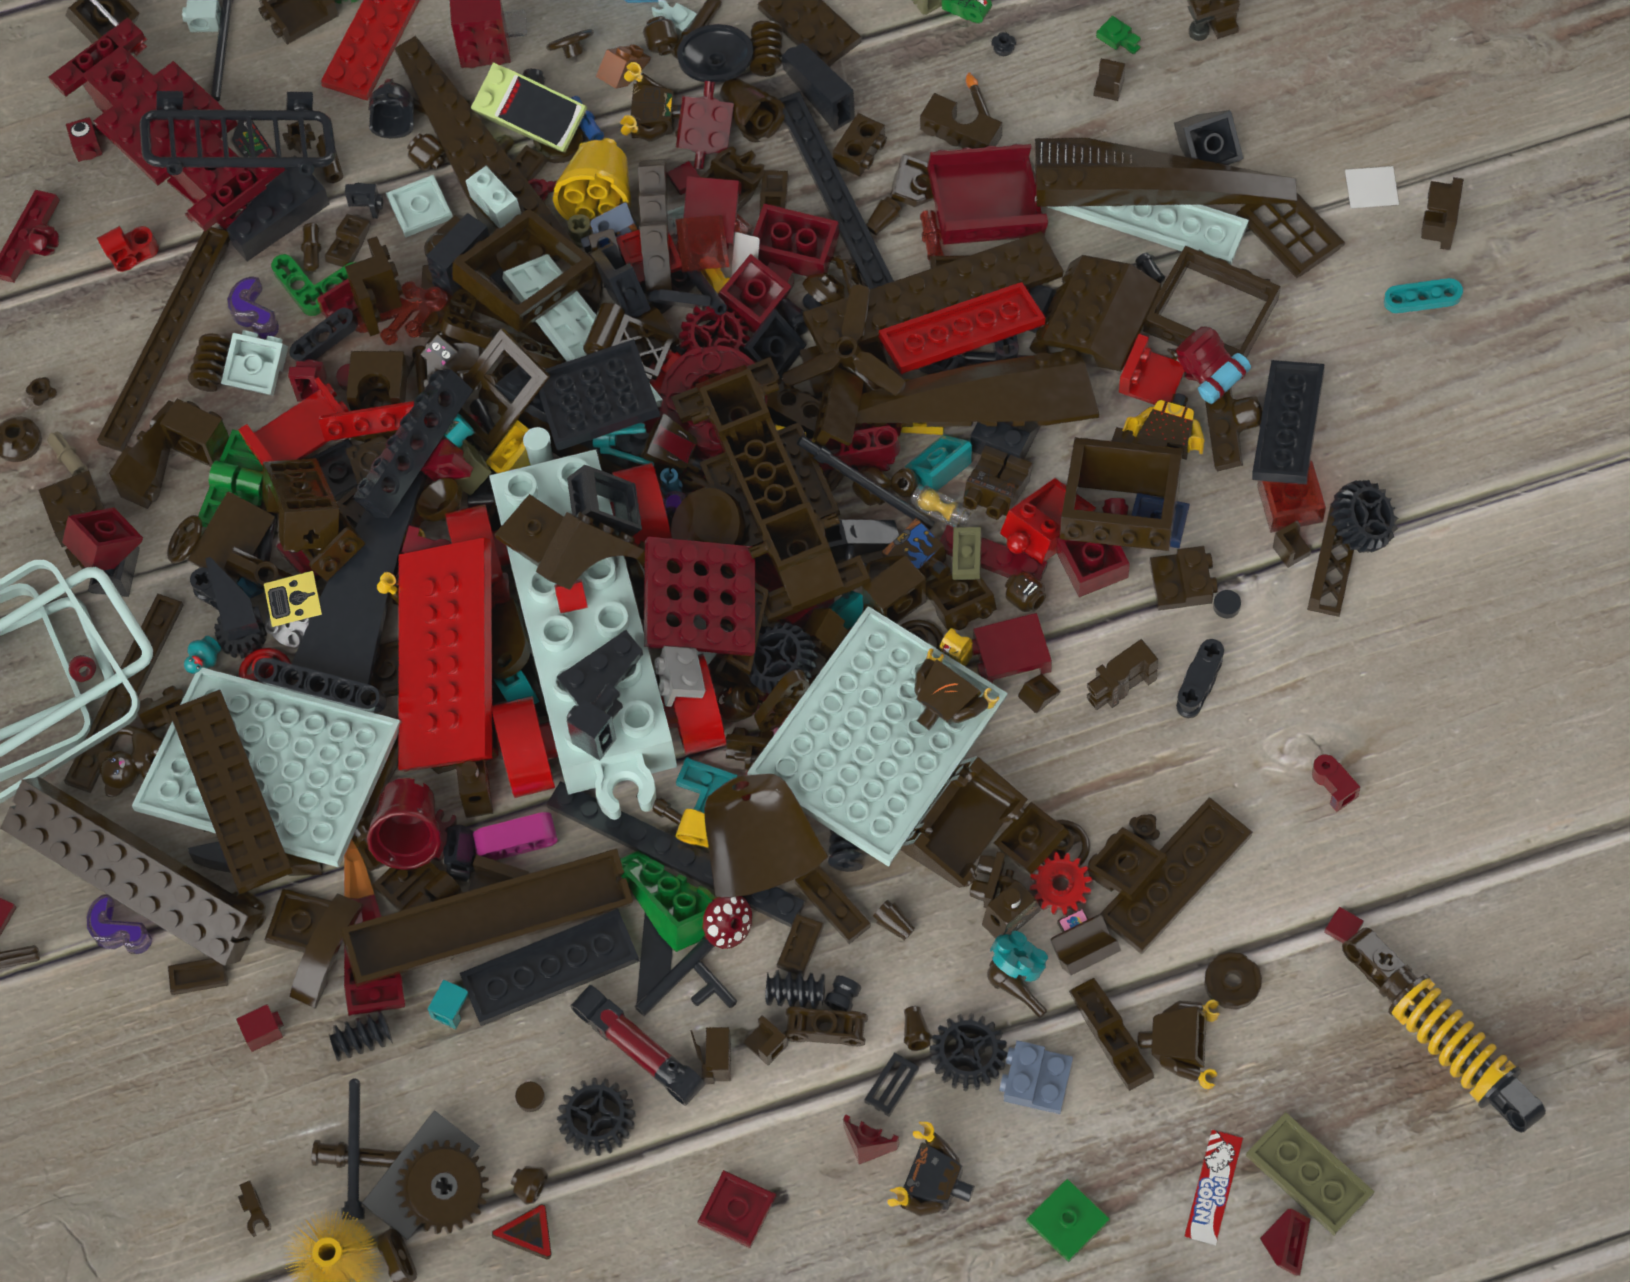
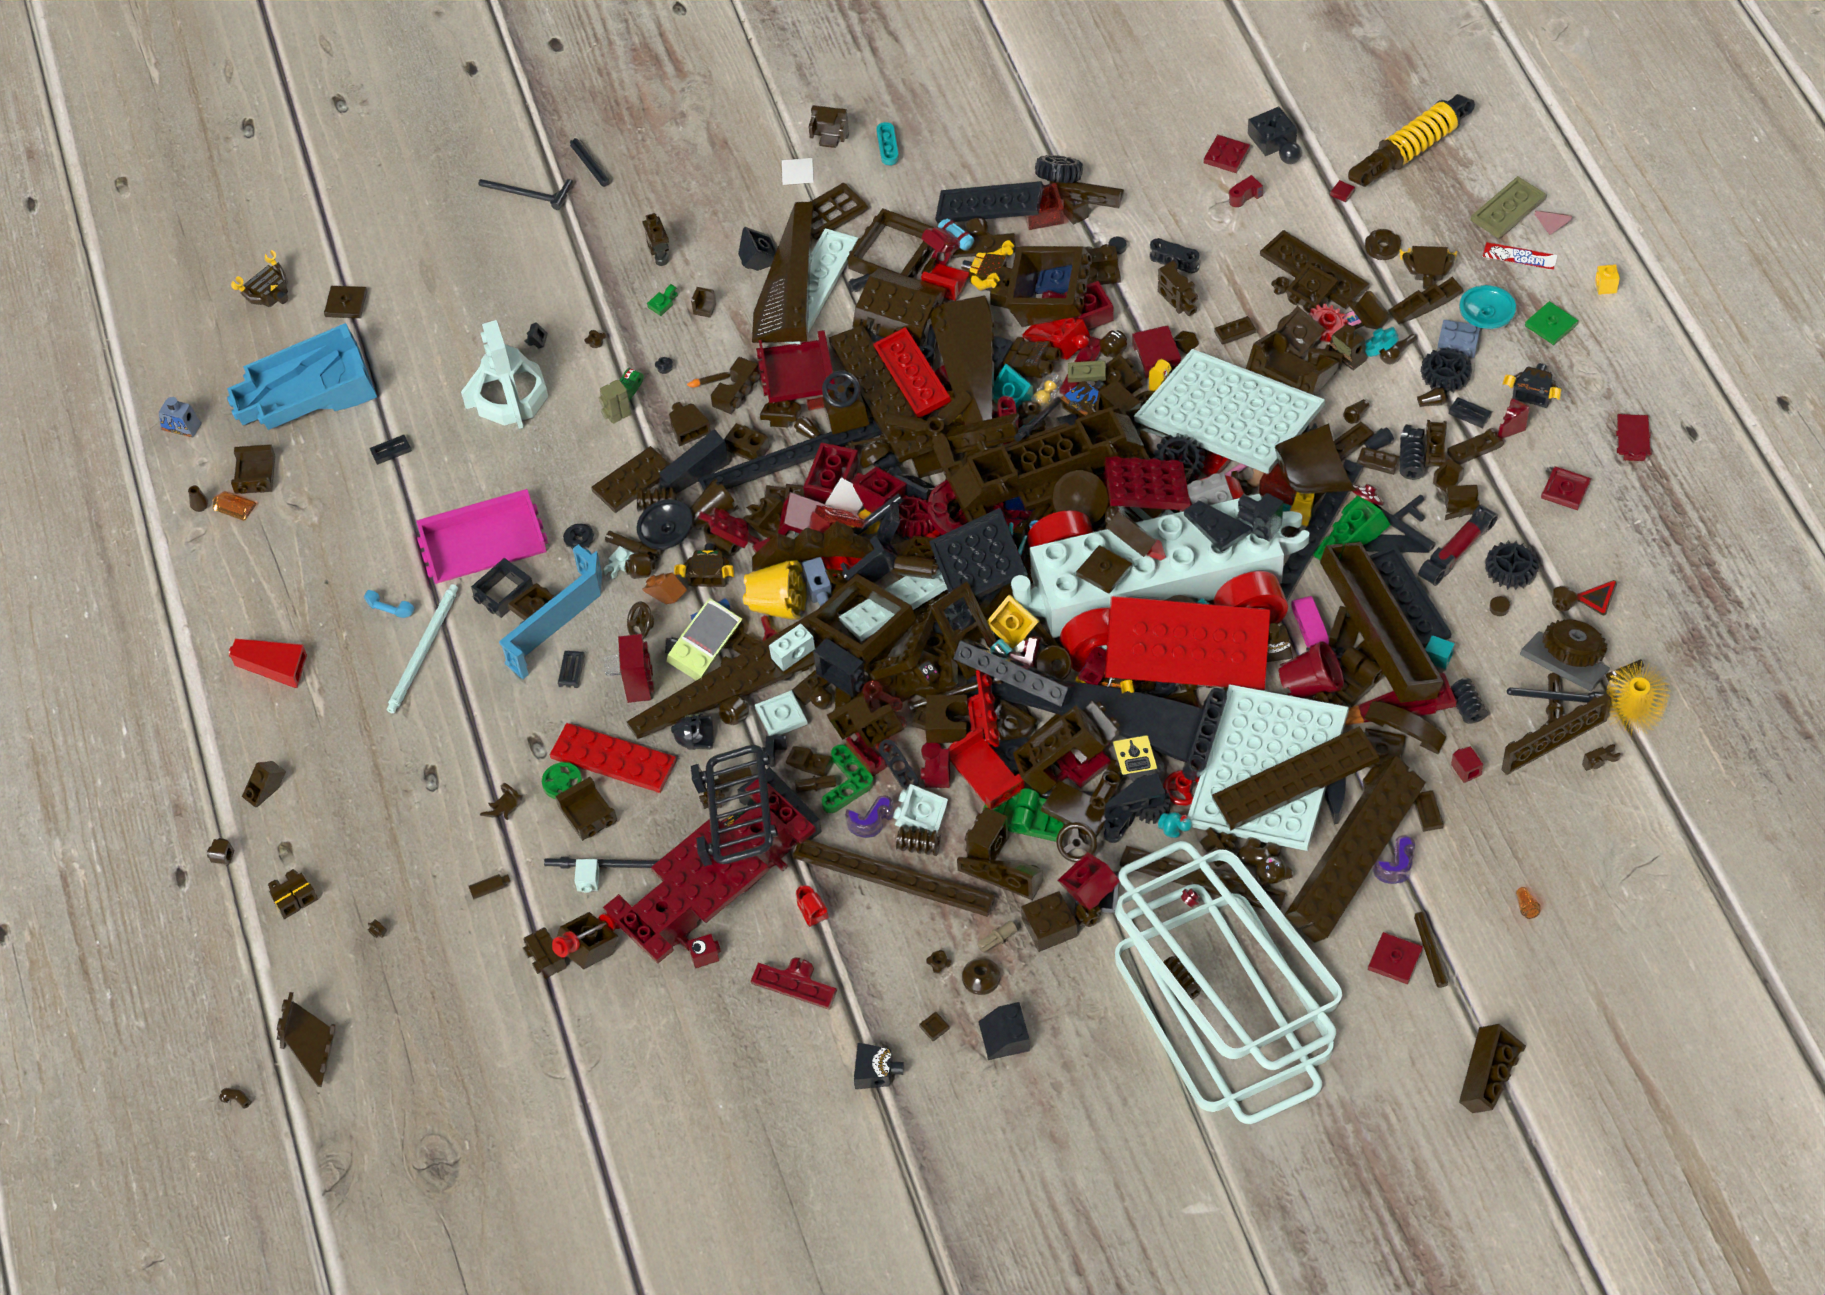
camera: 90 degrees left, 10 degrees down
(34, 1089) = (1528, 904): none -> clear orange cone
(288, 1142) = (1556, 733): none -> dark brown plate
(579, 227) = (809, 605): olive bush -> none
(588, 483) = (1086, 528): black window -> none
(781, 700) = (1210, 461): dark brown beam -> none
(823, 1084) = (1475, 447): none -> dark brown plate
(839, 950) = (1380, 439): none -> black cone
(896, 74) = (688, 423): none -> dark brown torso
(900, 246) = (843, 403): none -> piece
(947, 694) = (1201, 369): dark brown torso -> none
(1054, 759) = (1235, 330): none -> dark brown plate
(1088, 1099) = (1487, 307): none -> teal dish
(1420, 761) = (1226, 153): none -> dark red plate
(1457, 841) = (1274, 133): none -> black brick

